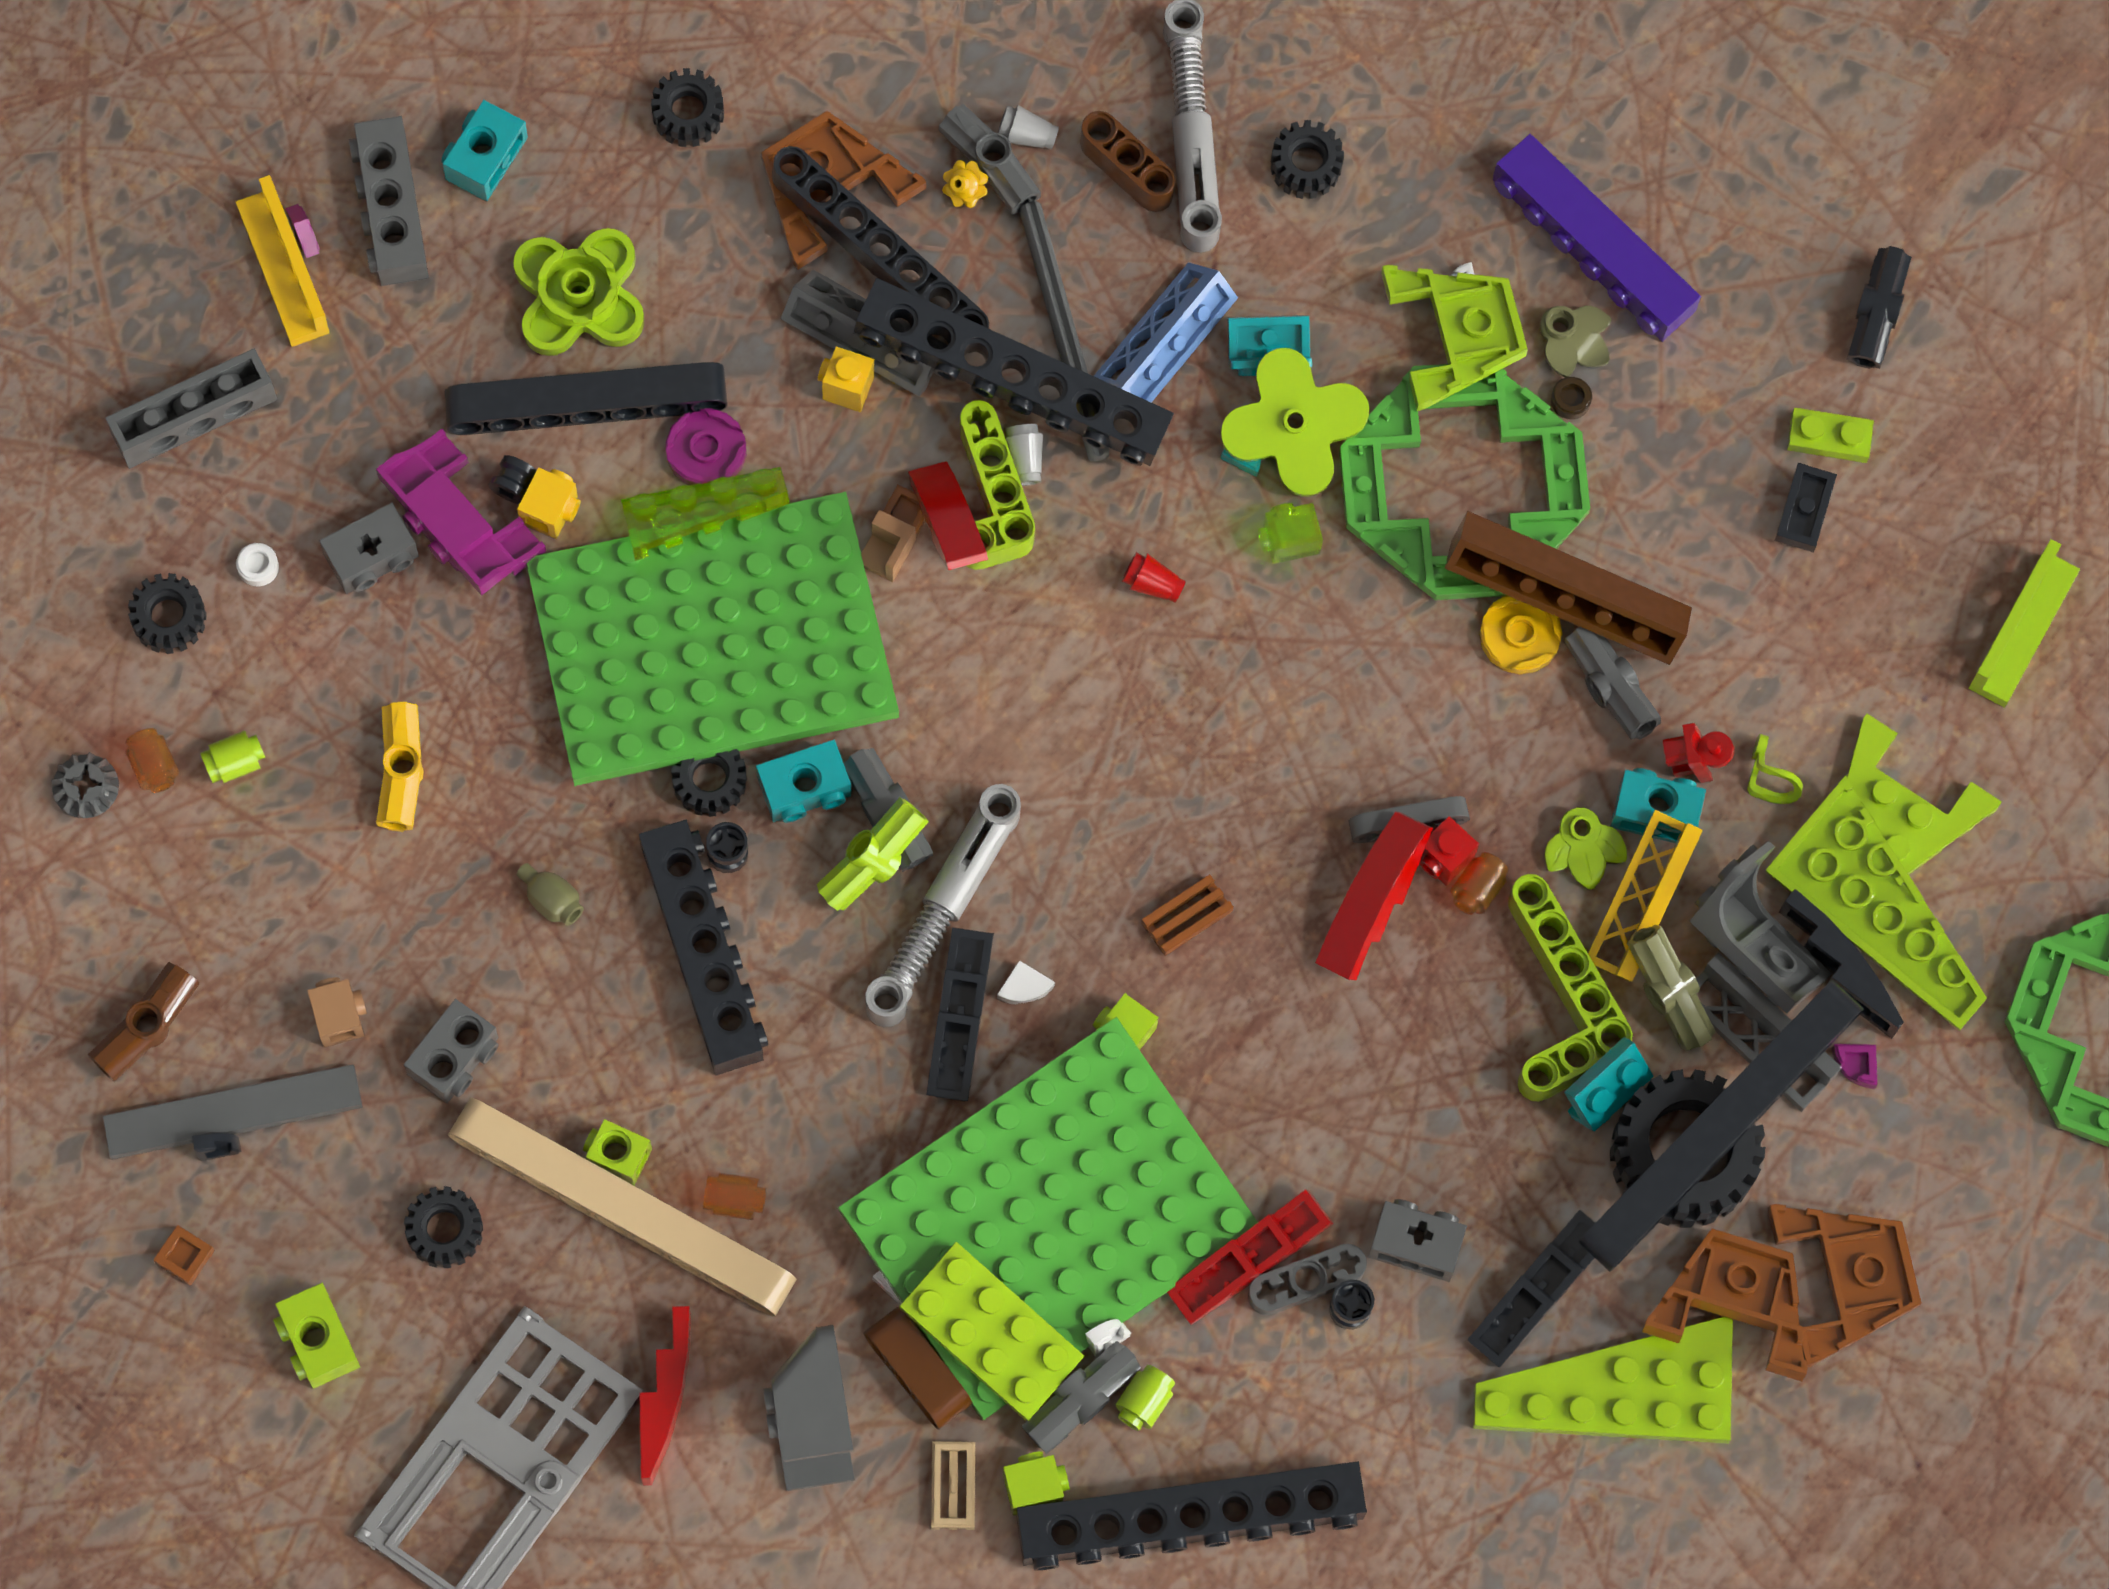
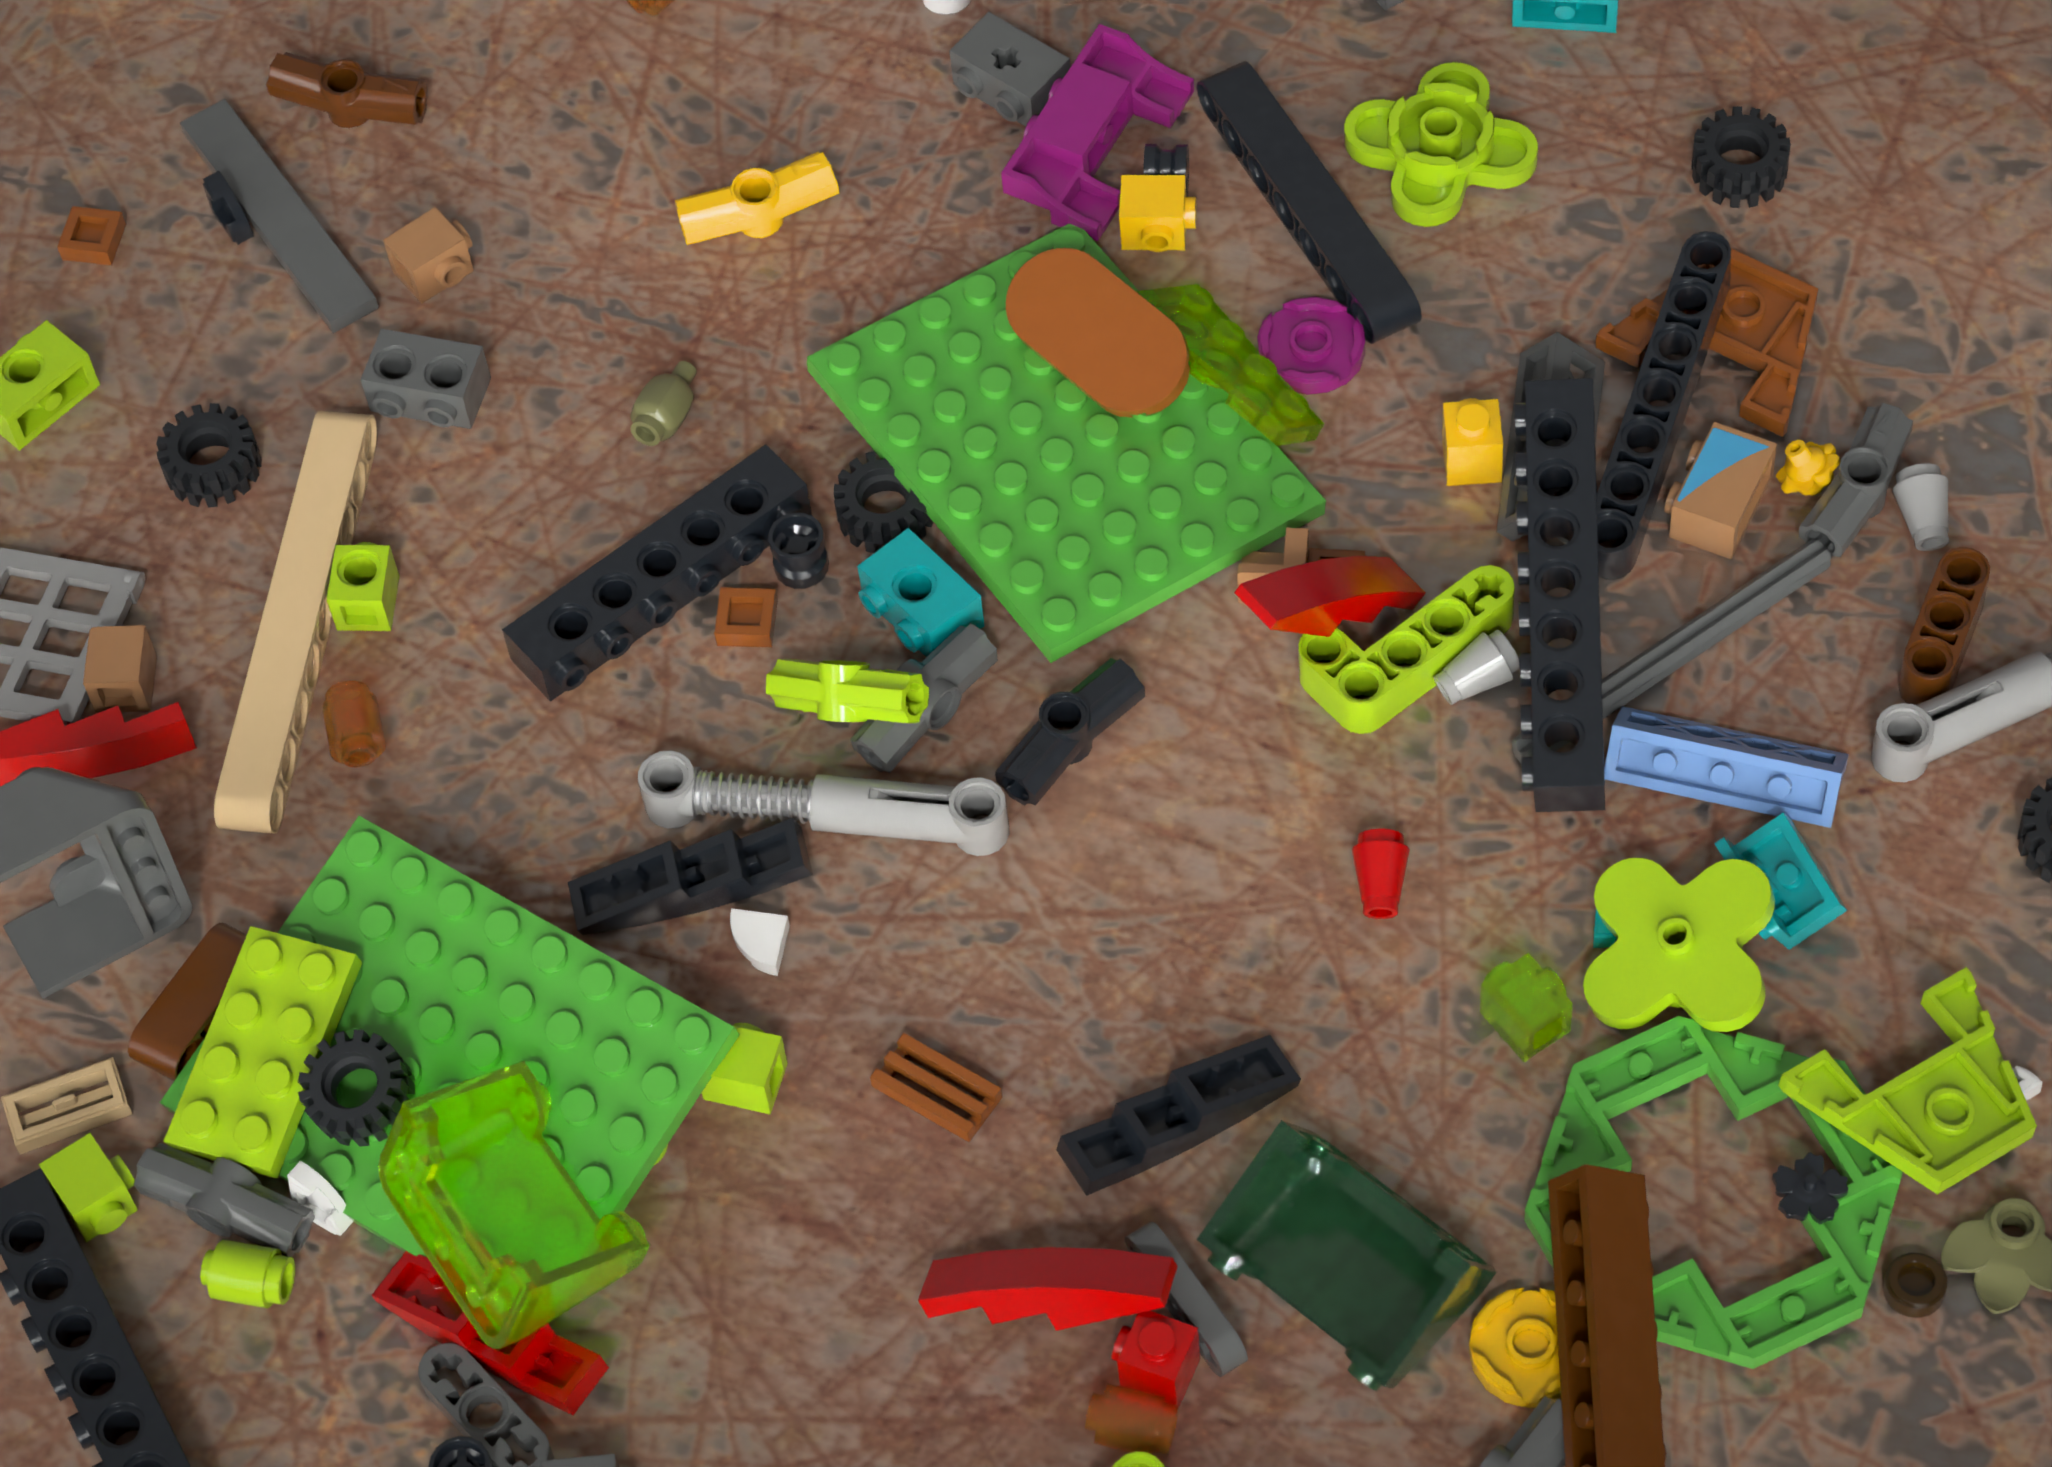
camera: 80 degrees right, 15 degrees down
(232, 757) = (696, 47): lime brick -> none
(611, 1342) = (120, 668): none -> medium nougat panel
(658, 577) = (1098, 332): none -> dark orange tile
(759, 904) = (746, 617): none -> dark orange tile
(947, 706) = (1049, 751): none -> black piece
(957, 244) = (1721, 489): none -> medium nougat brick
(1079, 1270) = (333, 1066): none -> black tyre
(1197, 1209) = (500, 1206): none -> clear neon green windscreen
(1275, 773) = (1178, 1116): none -> black slope
(1426, 708) = (1345, 1253): none -> clear green windscreen
(1495, 425) = (1809, 1189): none -> black plant

